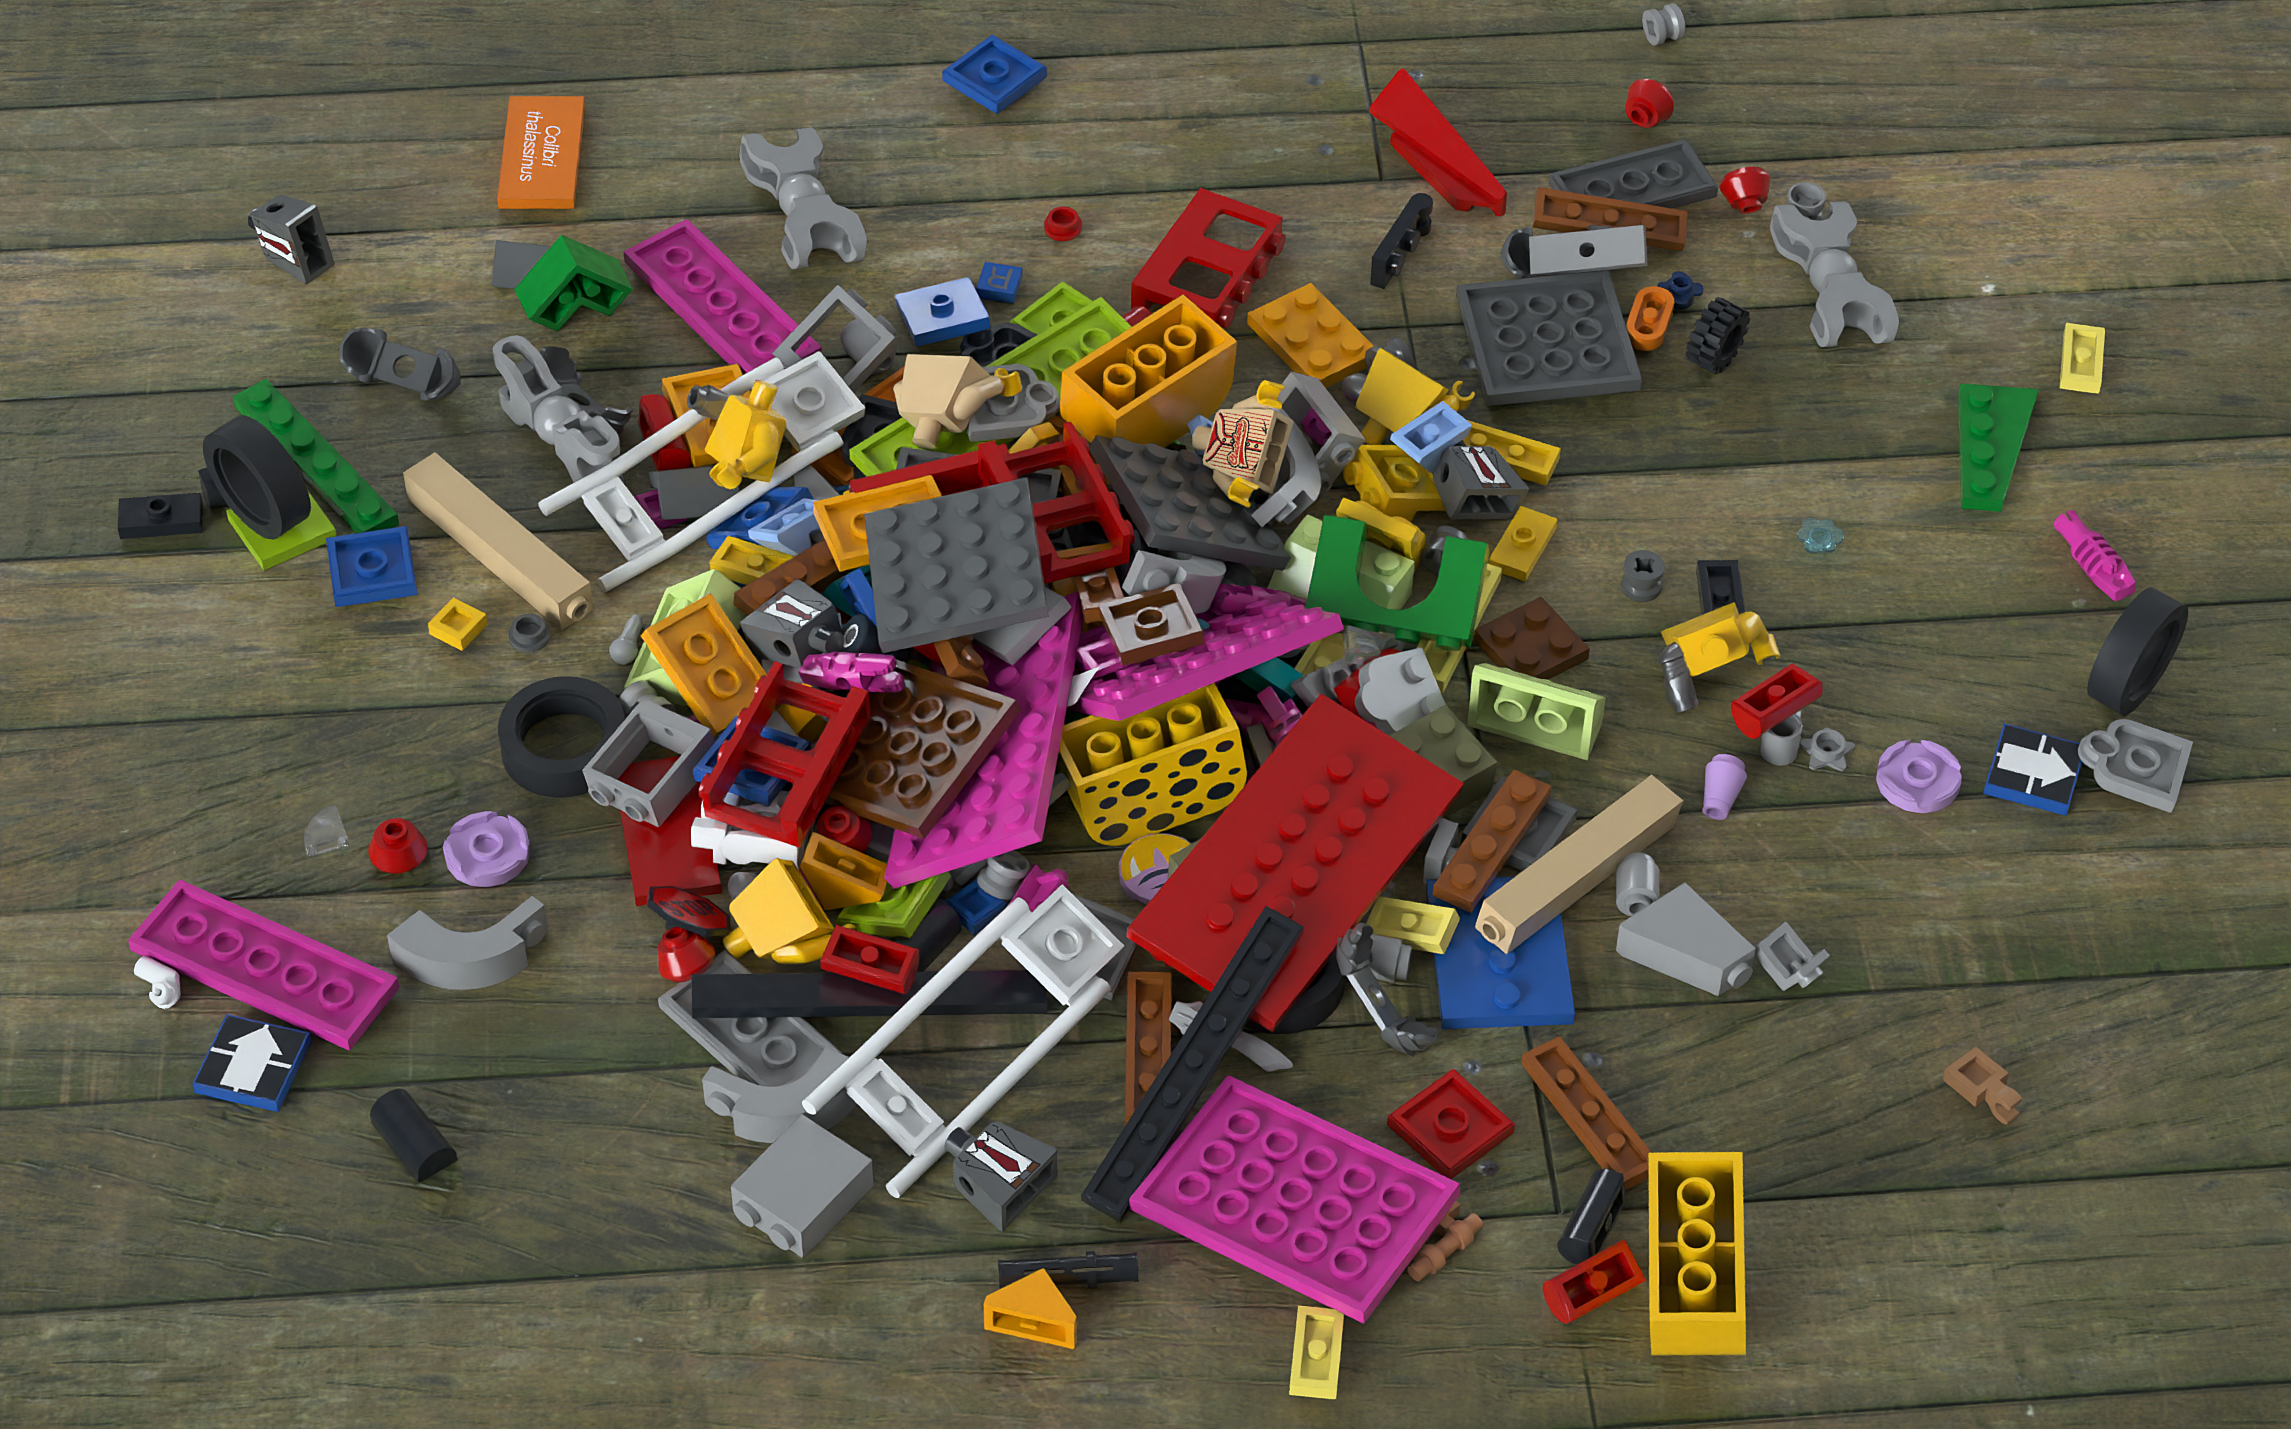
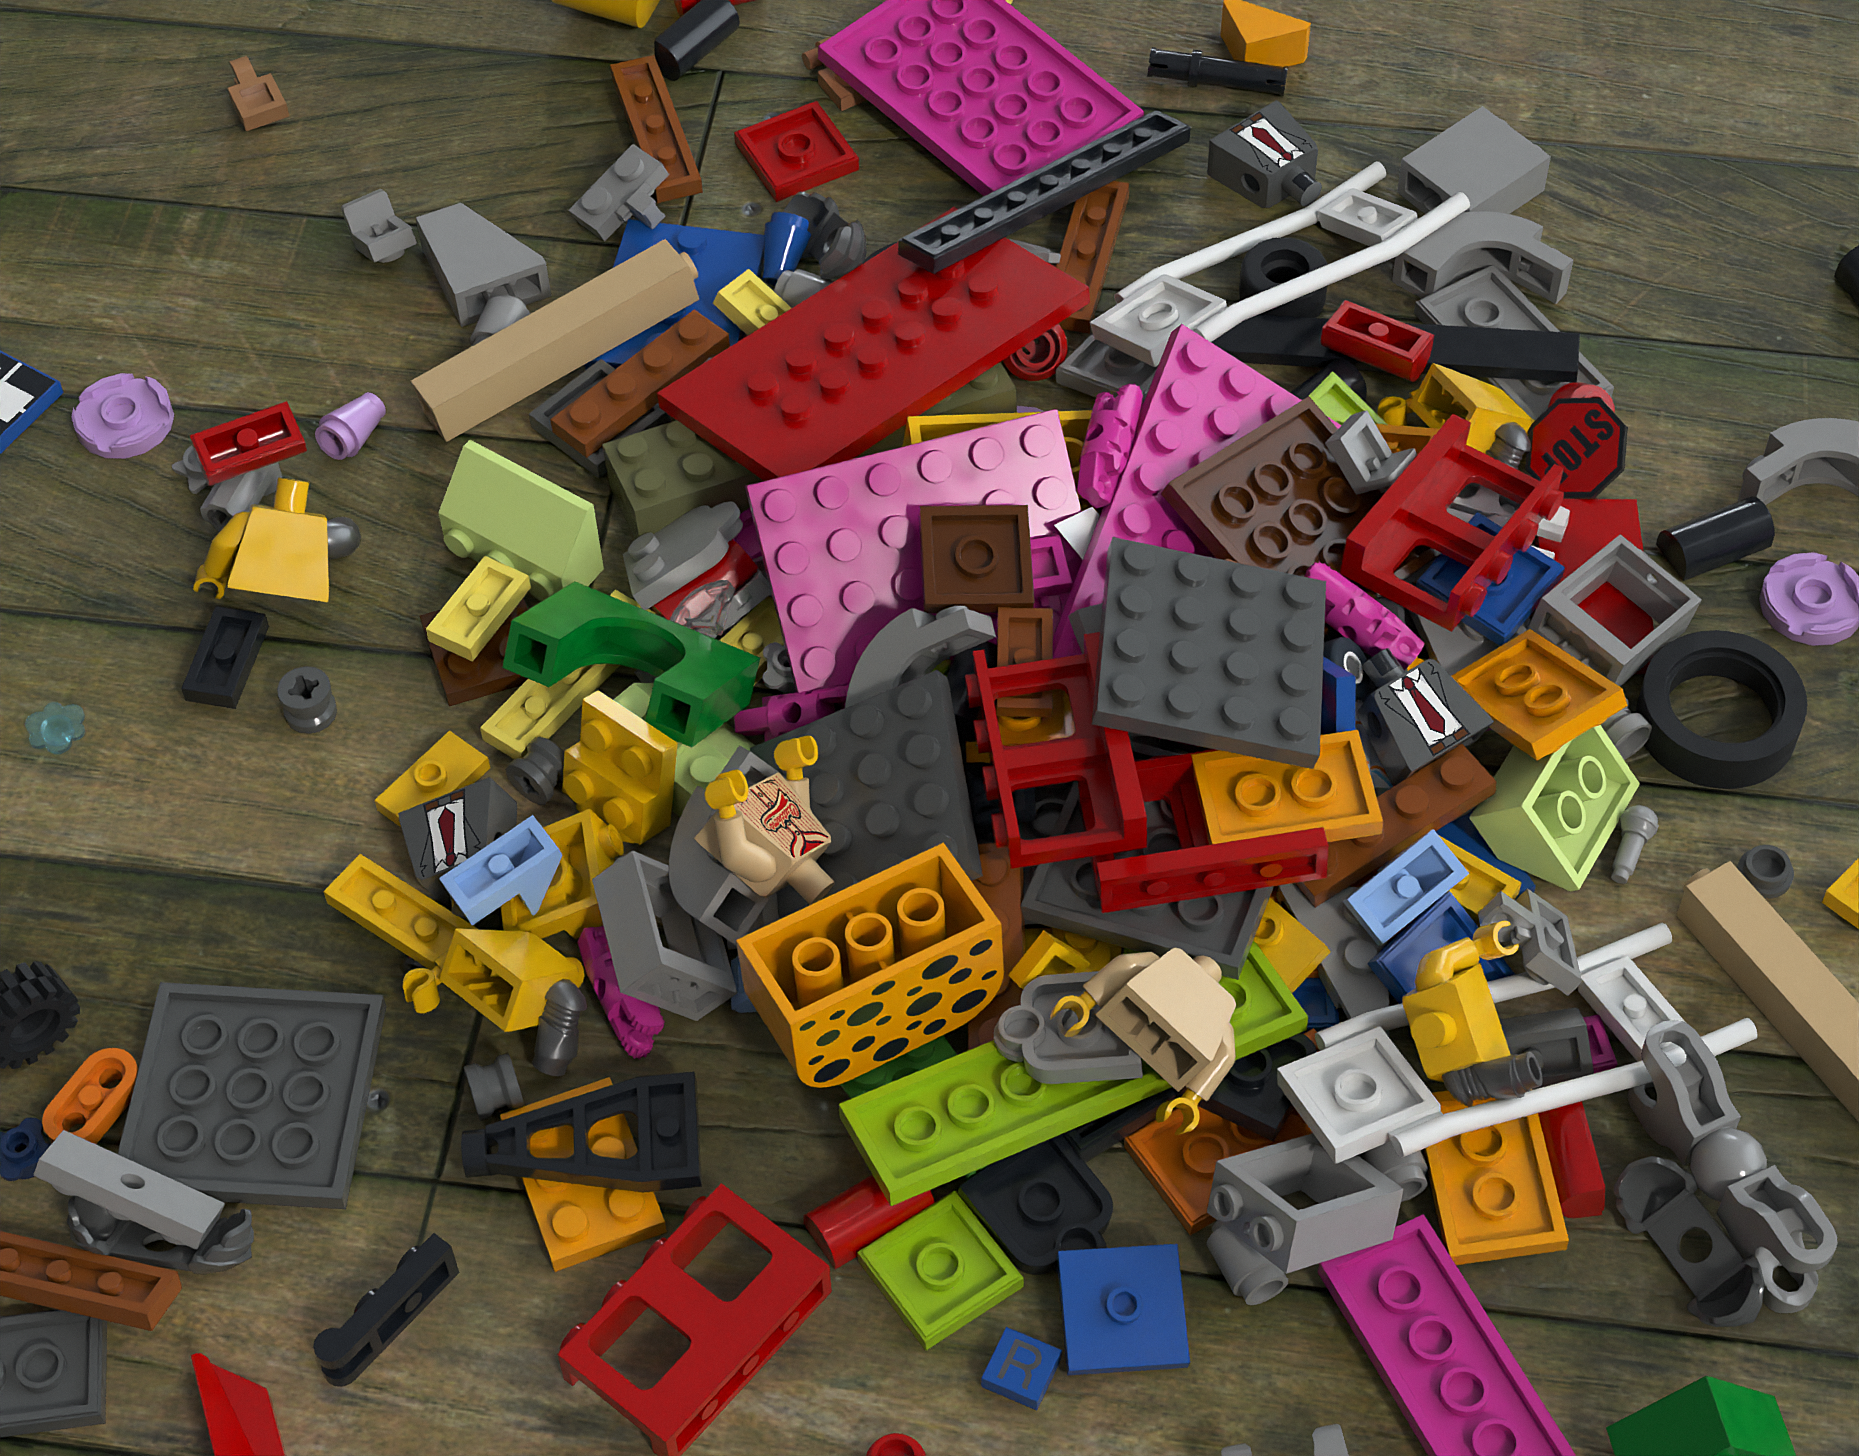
camera: 165 degrees left, 5 degrees up
(570, 879) = (1717, 537): none -> black brick
(694, 531) = (1542, 936): none -> light grey hinge
(857, 786) = (1366, 456): none -> light grey bracket
(968, 1063) = (1278, 262): none -> black tyre
(1073, 737) = (1108, 443): none -> dark pink hinge
(1266, 348) = (666, 1131): none -> black plate
(1420, 998) = (783, 244): none -> blue cone
(1538, 631) = (478, 608): none -> light yellow plate
(1586, 1026) = (621, 194): none -> light grey hinge

